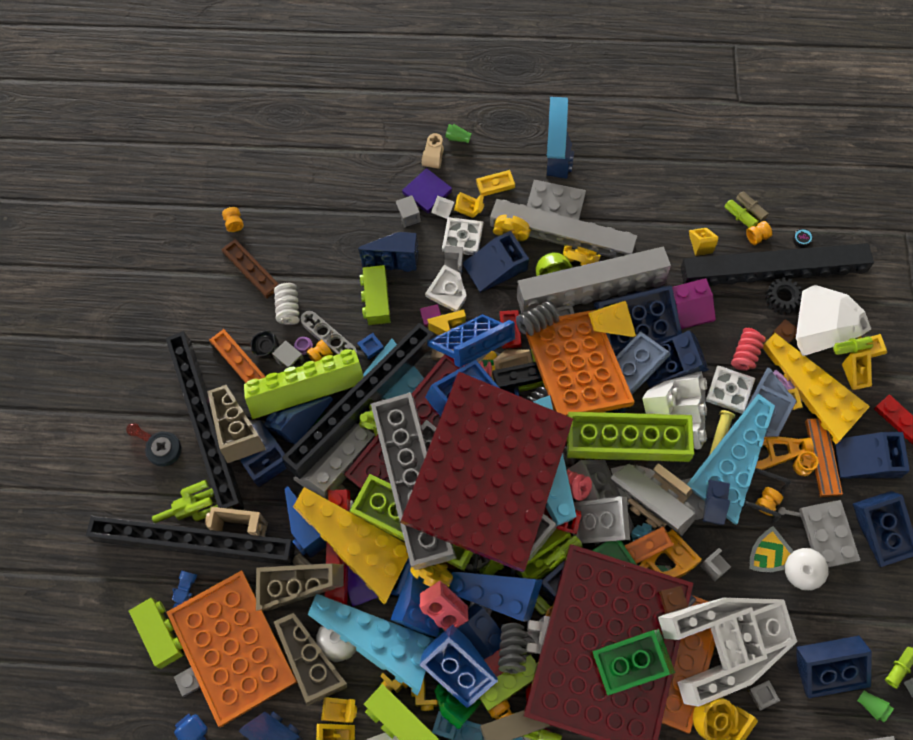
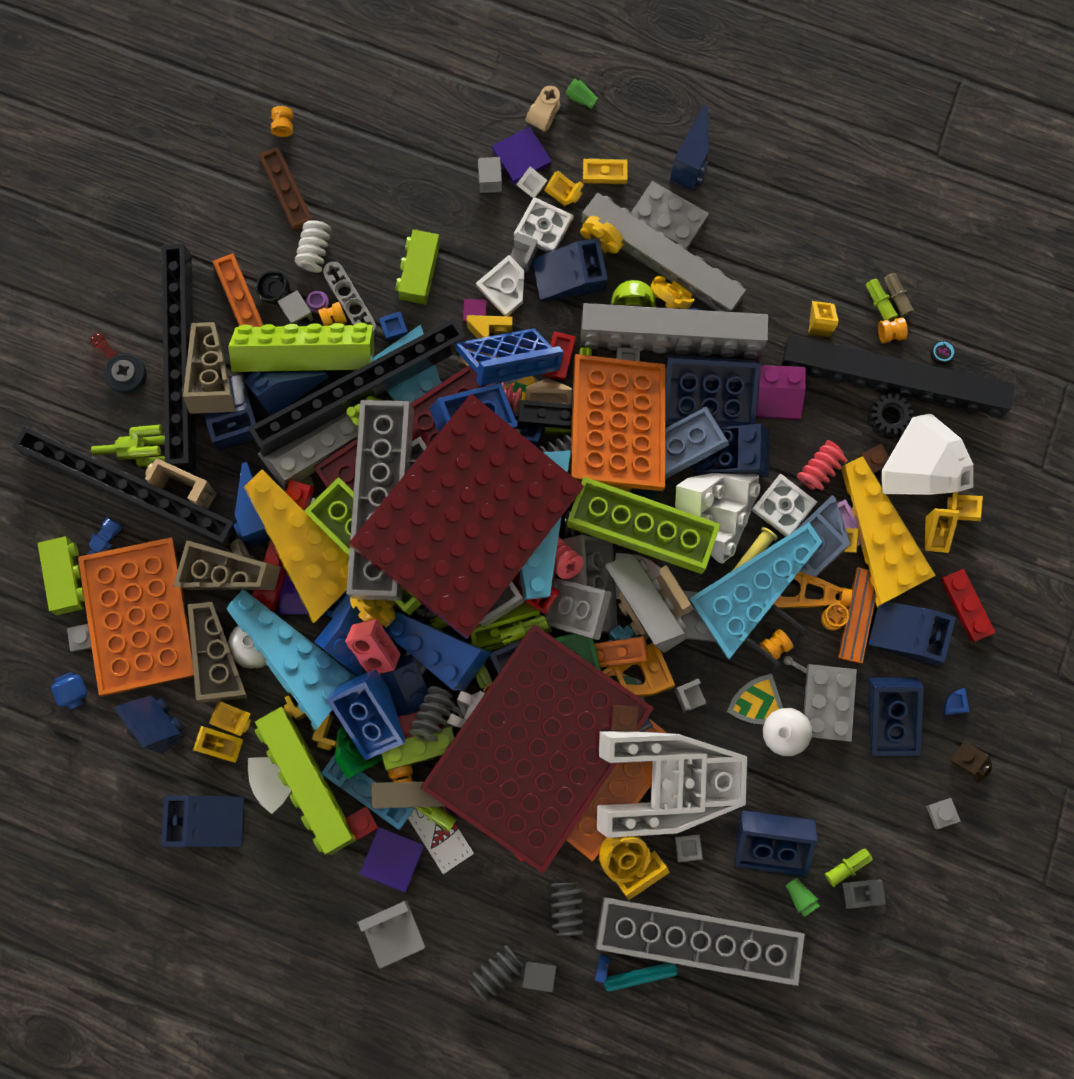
camera: 10 degrees right, 10 degrees up
(394, 251) = (453, 221): dark blue slope -> none
(537, 318) = (591, 354): dark grey piece -> none
(557, 127) = (697, 125): dark azure slope -> none
(613, 320) = (678, 384): yellow wing -> none
(633, 662) = (556, 770): green slope -> none
(716, 502) = (714, 628): dark blue slope -> none
(853, 345) = (941, 501): lime axle -> none

